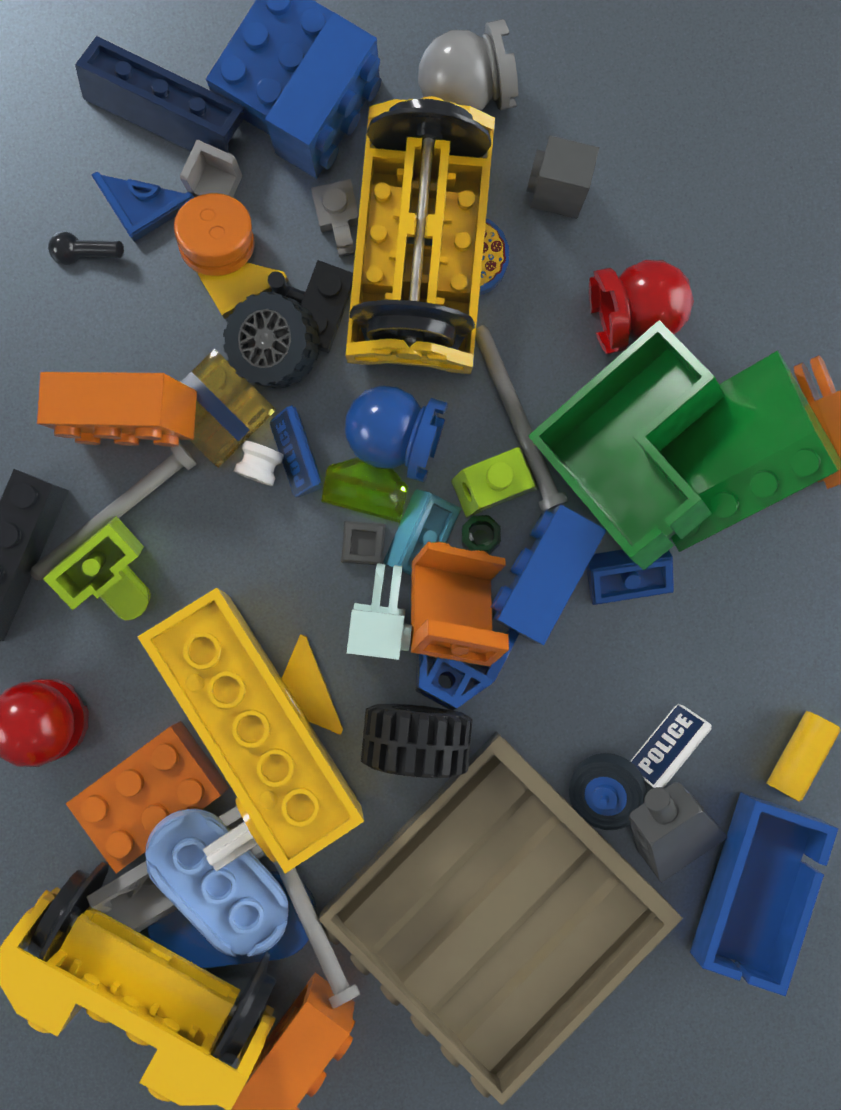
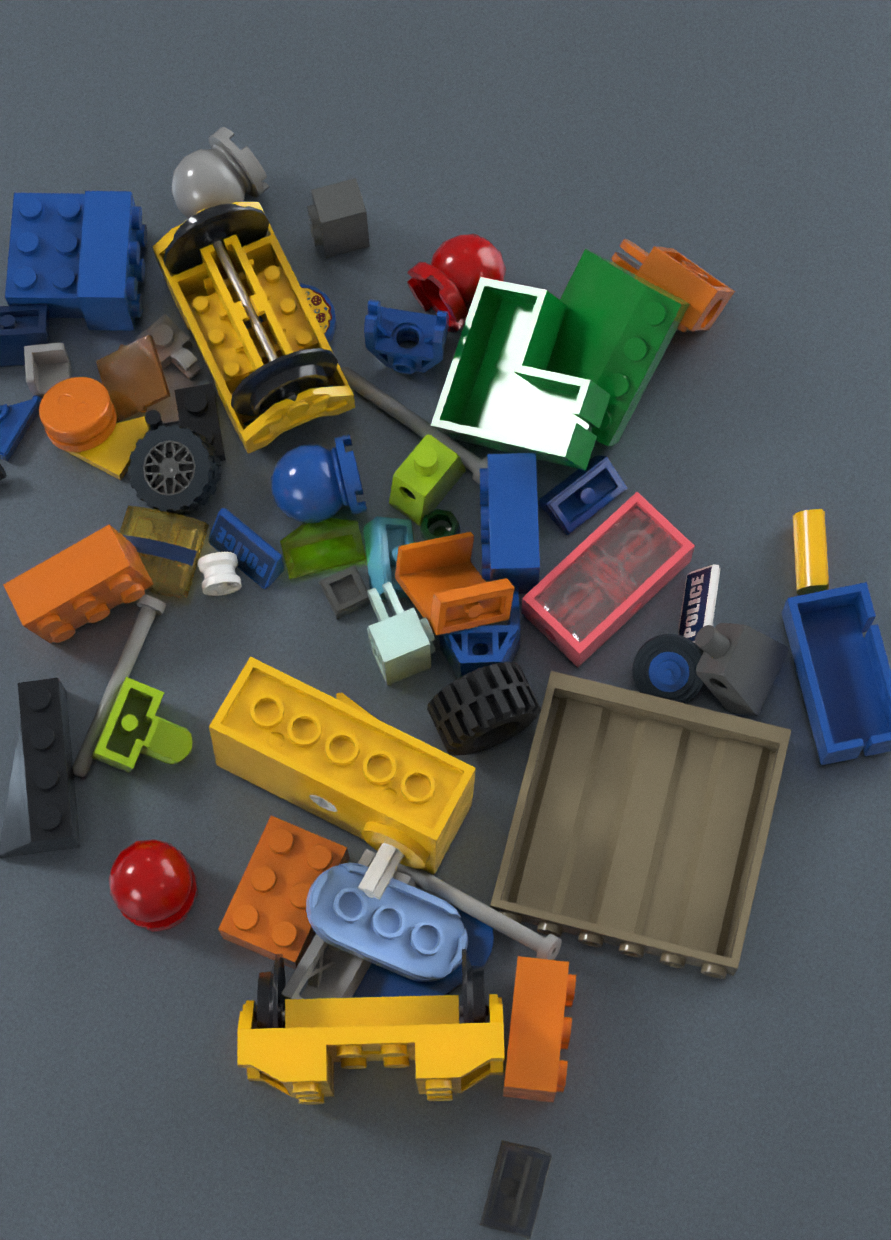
camera: 25 degrees left, 15 degrees down
(287, 226) = (133, 377): none -> clear orange piece
(548, 313) = (390, 327): none -> blue piece
(604, 677) = (607, 579): none -> brick

